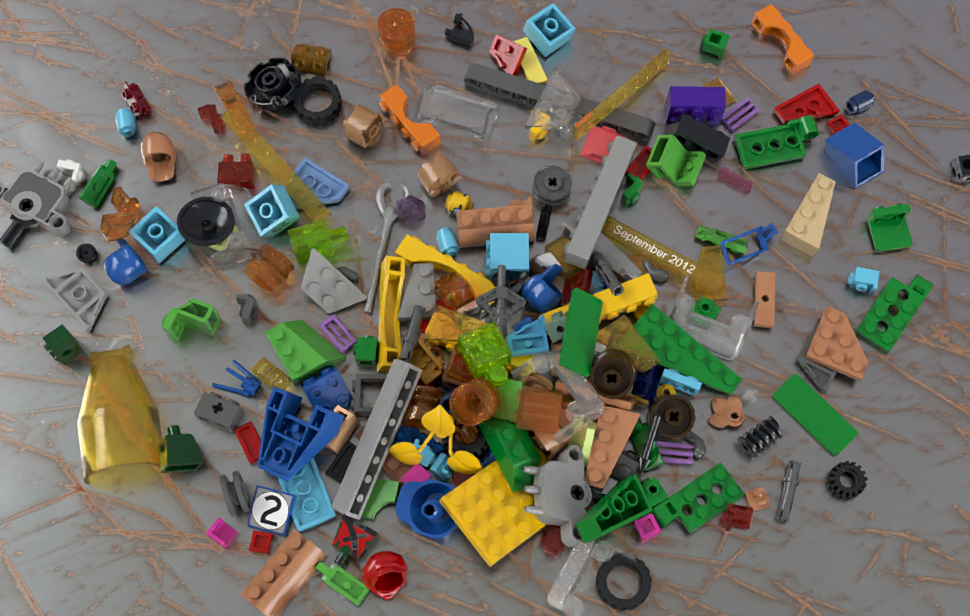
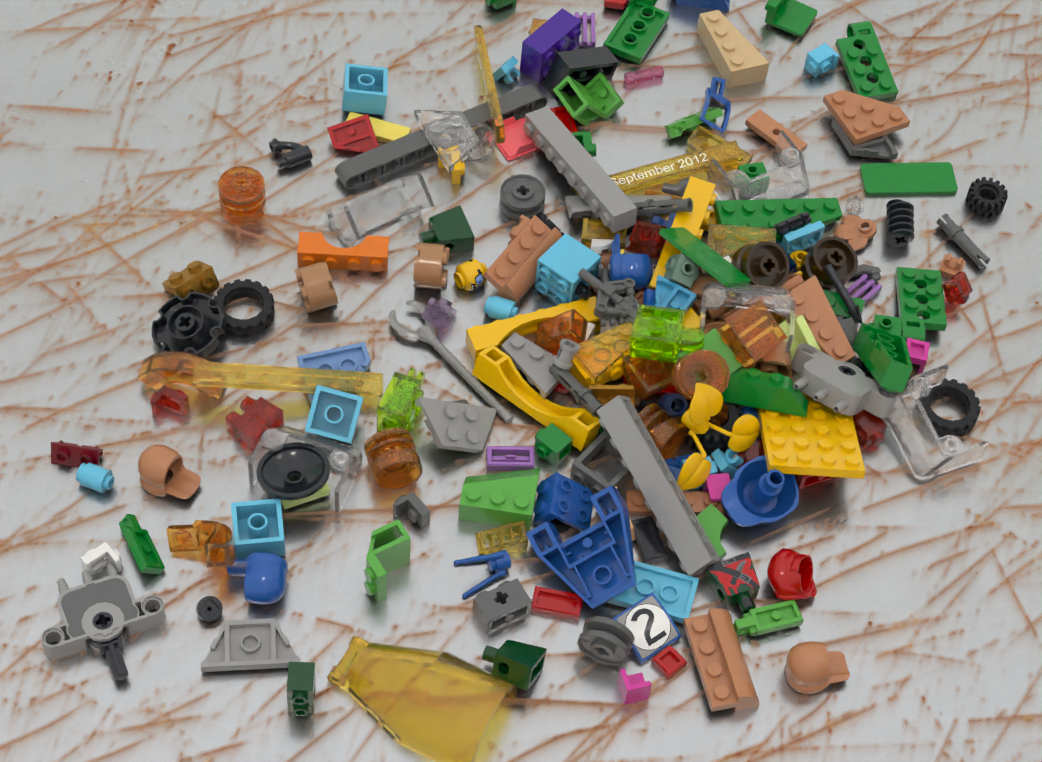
camera: 55 degrees left, 15 degrees down
(426, 307) = (565, 354): none -> light grey bush
(481, 165) = (450, 230): none -> dark green torso
(652, 95) = (507, 69): none -> medium azure tile
(681, 366) = (792, 223): none -> black axle

